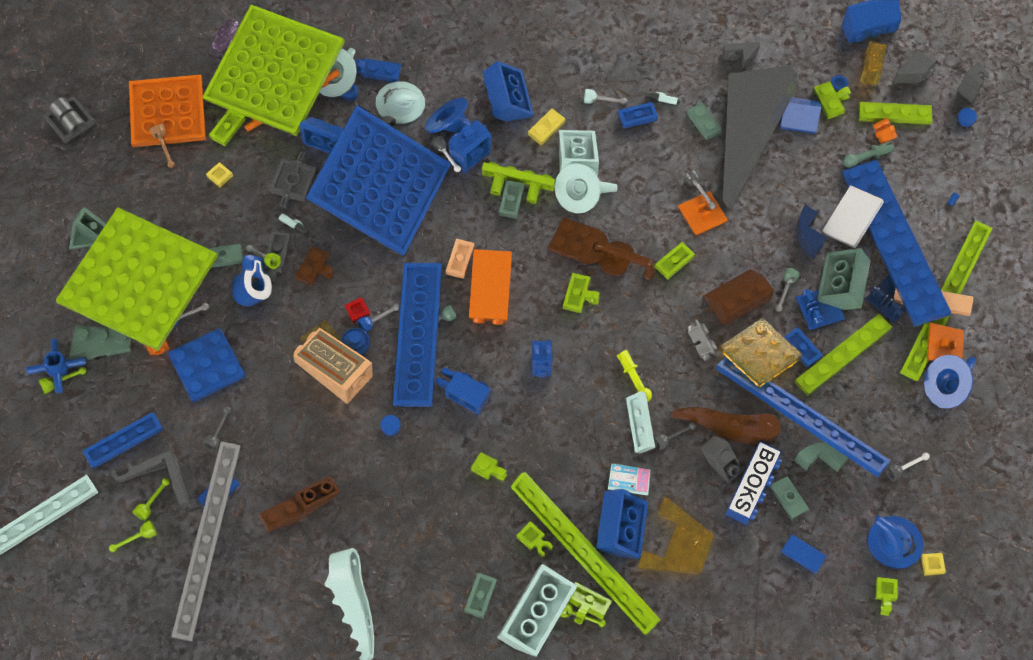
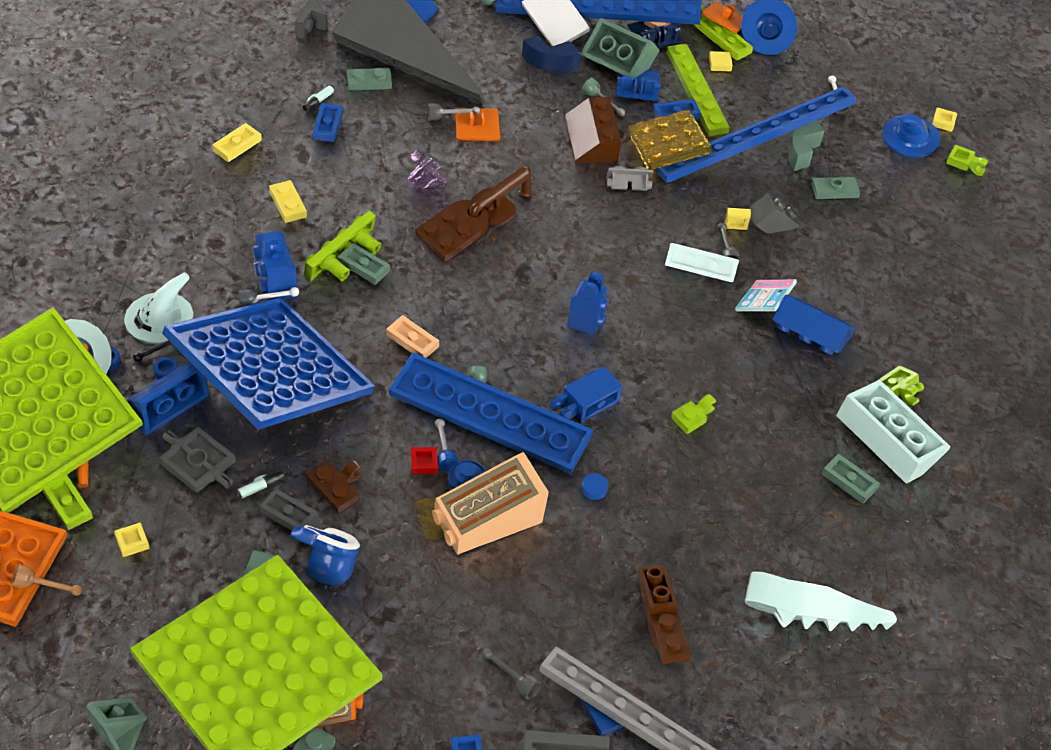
camera: 70 degrees left, 15 degrees down
(206, 365) = (410, 654): blue plate -> none
(272, 258) = (305, 516): lime hinge -> none
(378, 69) = (105, 312): blue hinge -> none
(449, 117) = (220, 271): blue piece -> none
(490, 286) = (469, 319): orange slope -> none
(507, 92) = (220, 215): blue slope -> none
(532, 537) = (799, 406): lime plate -> none
(578, 147) = (346, 186): light aqua slope -> none
(578, 293) = (519, 254): lime plate -> none
(580, 188) = (393, 196): light aqua piece -> none
(582, 69) = (236, 142): none -> light yellow plate
(585, 553) = (832, 367): lime plate -> none
(590, 97) = (276, 150): hinge -> none
(621, 199) = (425, 171): none -> clear purple plant
(629, 367) = (631, 247): neon yellow pin -> none
(674, 260) = (522, 156): lime plate -> none
(687, 546) = (855, 283): clear yellow wing -> none
(702, 432) = (737, 218): none -> light yellow tile
(737, 428) = (742, 193): reddish brown animal -> none
(753, 483) = (811, 204): brick -> none
(803, 554) = (900, 201): blue tile -> none
(890, 360) = (720, 61): none -> light yellow tile

